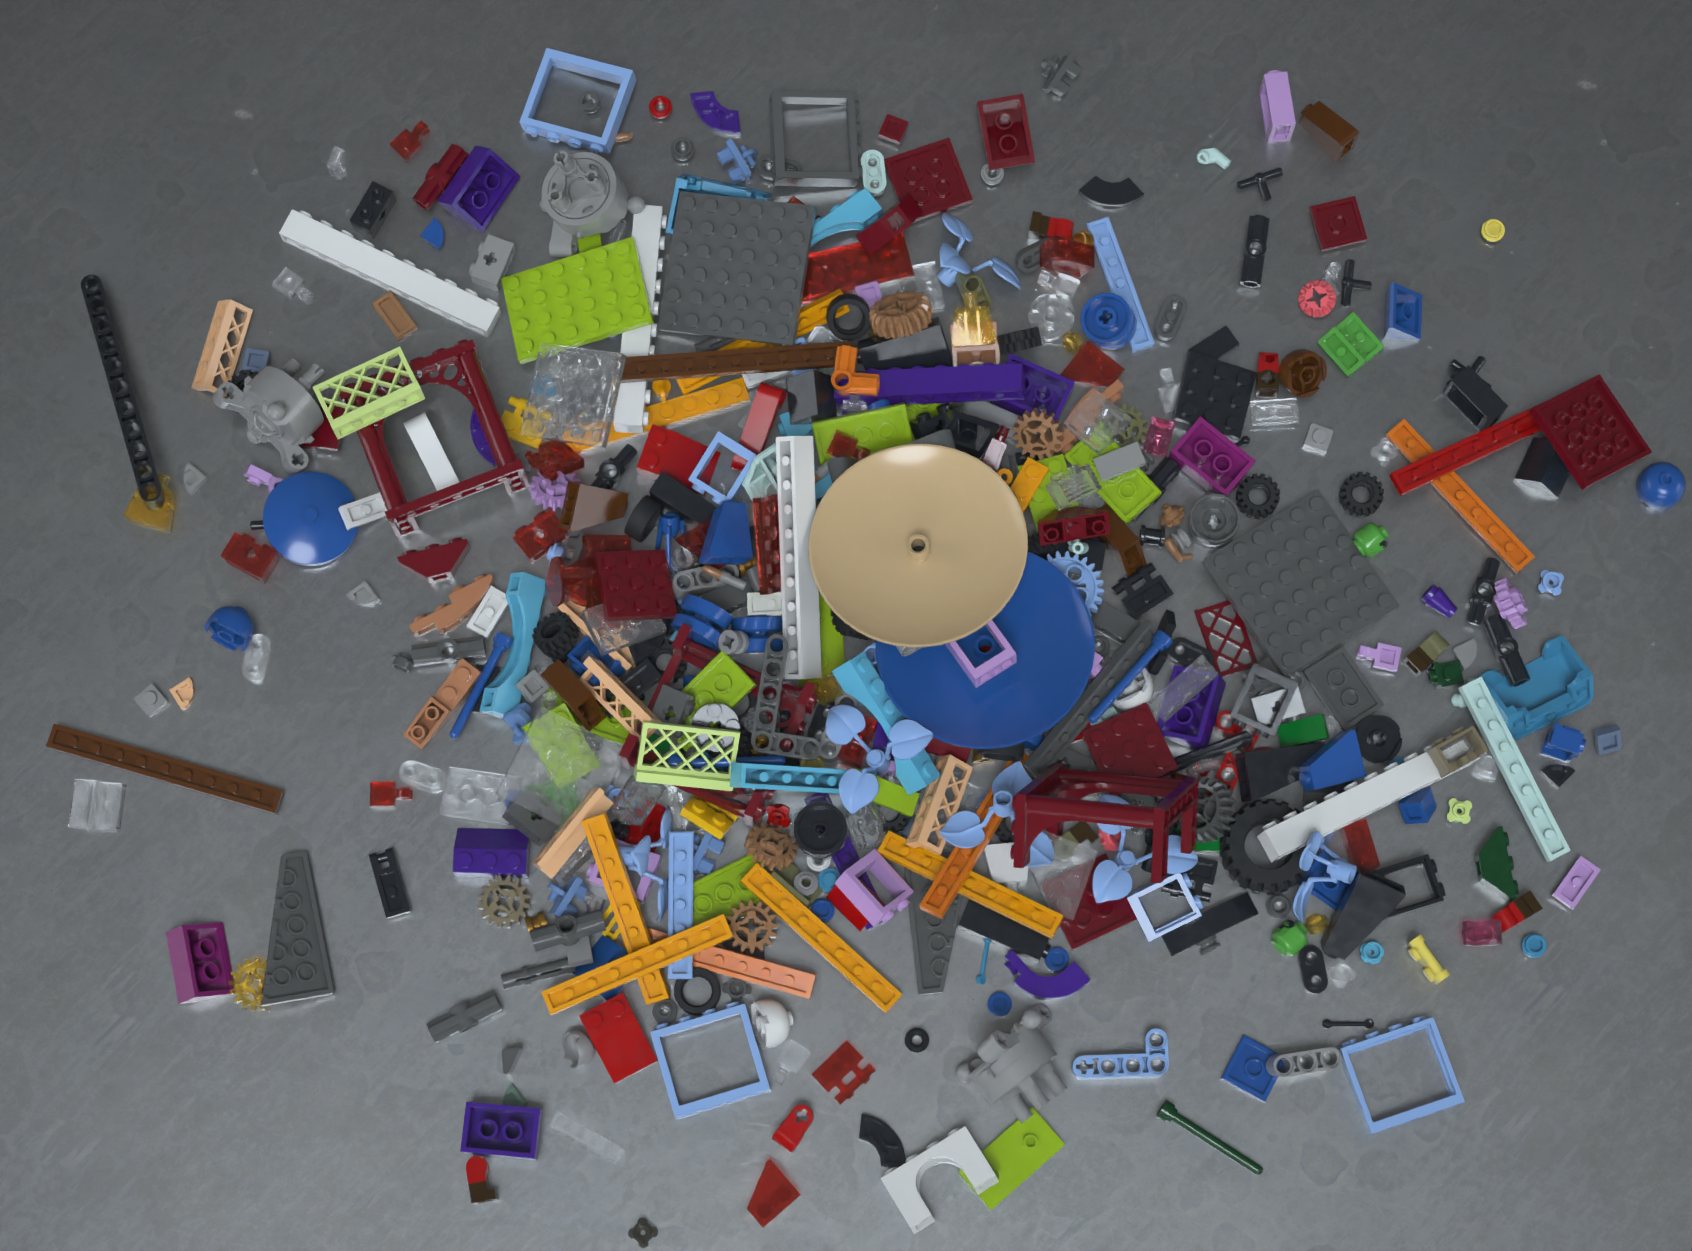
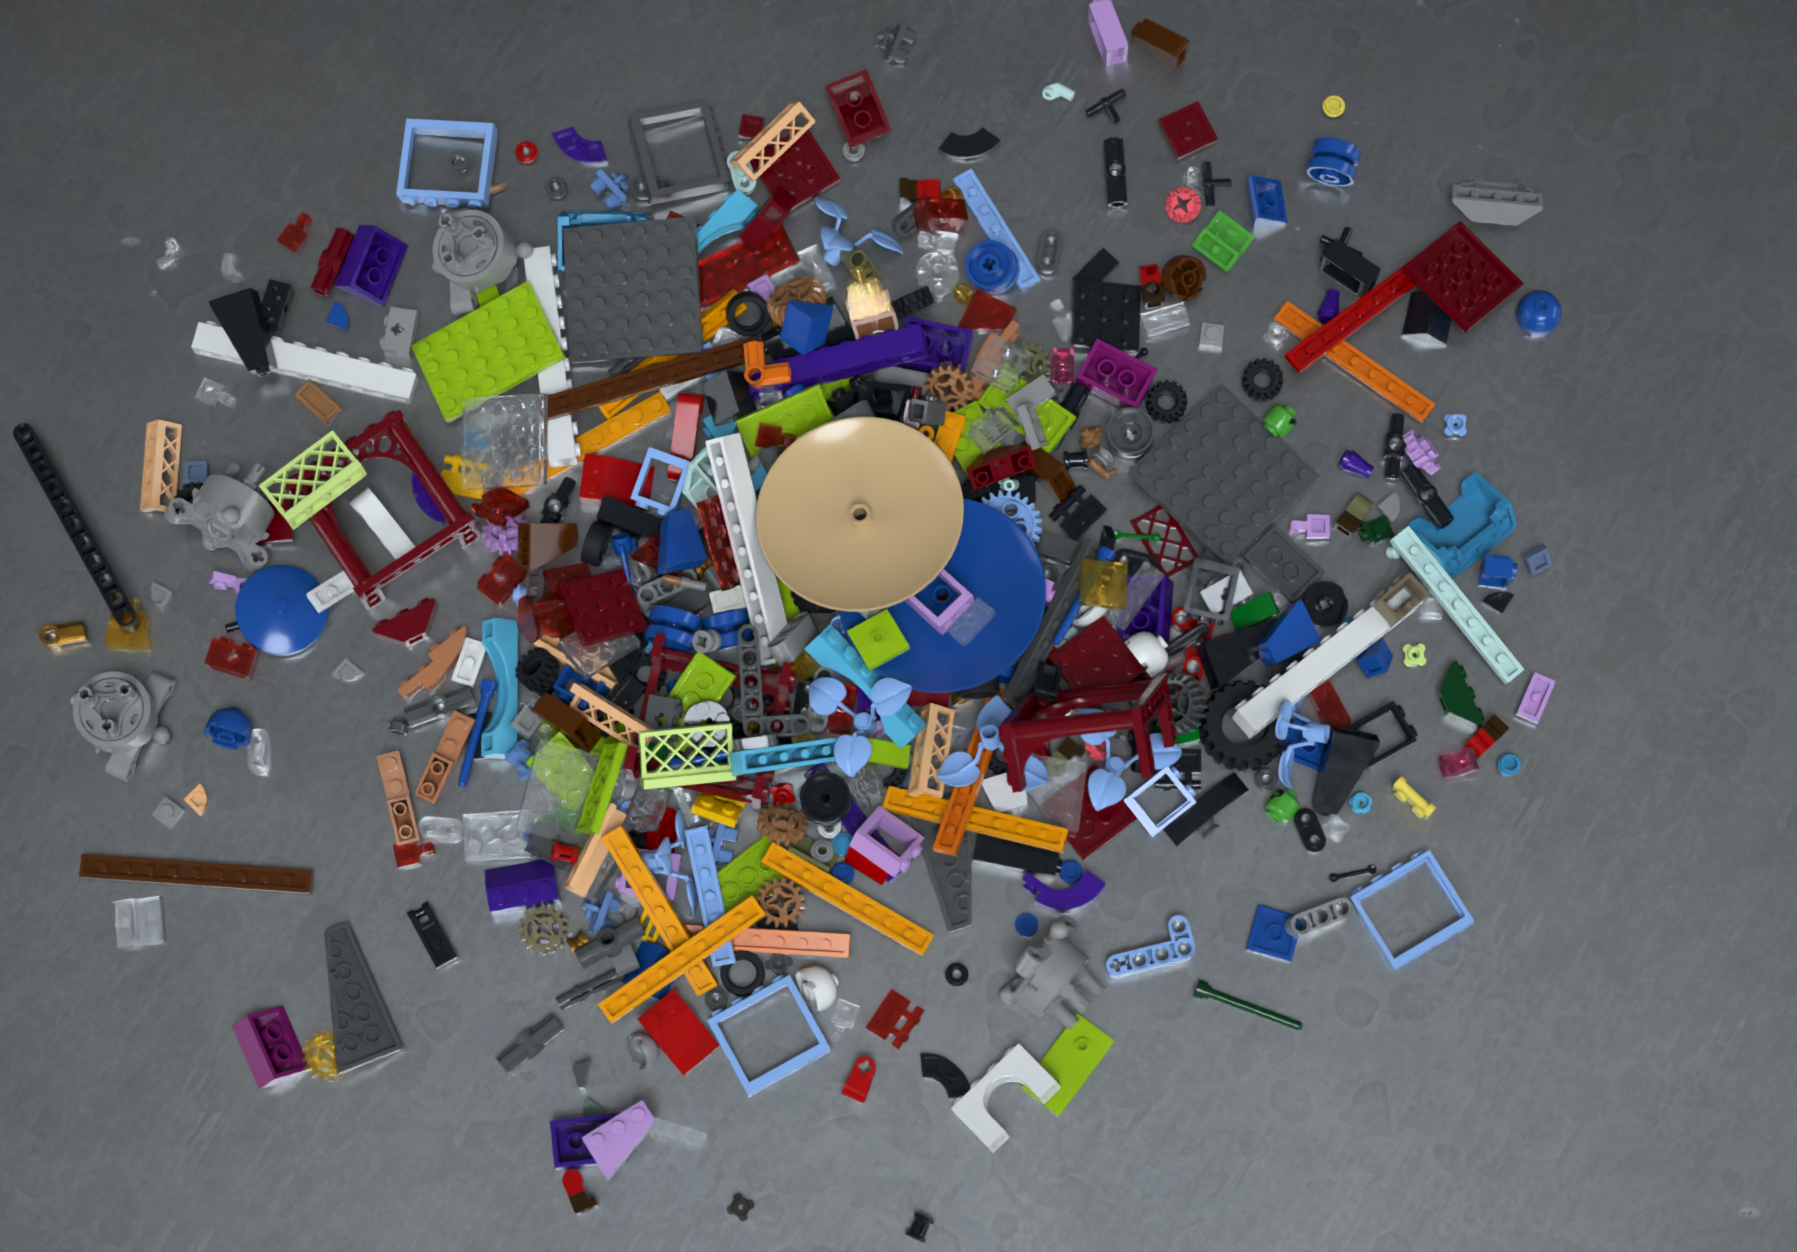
camera: 10 degrees left, 0 degrees up
(87, 496) = (65, 634): none -> pearl gold piece
(125, 592) = (121, 716): none -> light grey piece
(281, 136) = (171, 255): none -> clear arm
(337, 224) = (247, 329): none -> black slope
(386, 735) = (398, 798): none -> nougat slope
(532, 1134) = (618, 1137): none -> lavender wedge
(541, 828) = (564, 852): none -> red bush
(592, 771) = (601, 788): none -> lime plate
(654, 539) = (611, 561): none -> clear plate
(661, 389) = (586, 418): light orange piece -> none
(760, 756) = (754, 741): none -> beam
(771, 1195) = (852, 1146): clear red wing -> none
(823, 658) = (793, 638): none -> light grey beam
(905, 340) = (805, 325): none -> blue slope
(907, 139) = (765, 136): none -> light nougat fence
(909, 678) = (878, 640): none -> lime plate
(981, 979) = (1004, 904): dark azure hinge -> none
(1008, 680) = (971, 622): none -> clear plate
(1010, 454) = (927, 411): none -> dark grey brick
(1074, 758) = (1047, 681): none -> black tile
(1115, 498) = (1028, 418): none -> light grey plate
(1153, 670) = (1103, 584): none -> clear yellow plate
(1185, 749) = (1149, 651): none -> white cylinder
(1216, 633) = (1155, 537): none -> green hinge
(1316, 923) = (1304, 787): clear yellow plate -> none
(1446, 434) = (1329, 306): none -> dark purple cone
(1481, 286) = (1333, 162): none -> blue wheel
(1641, 362) = (1496, 202): none -> light grey wedge

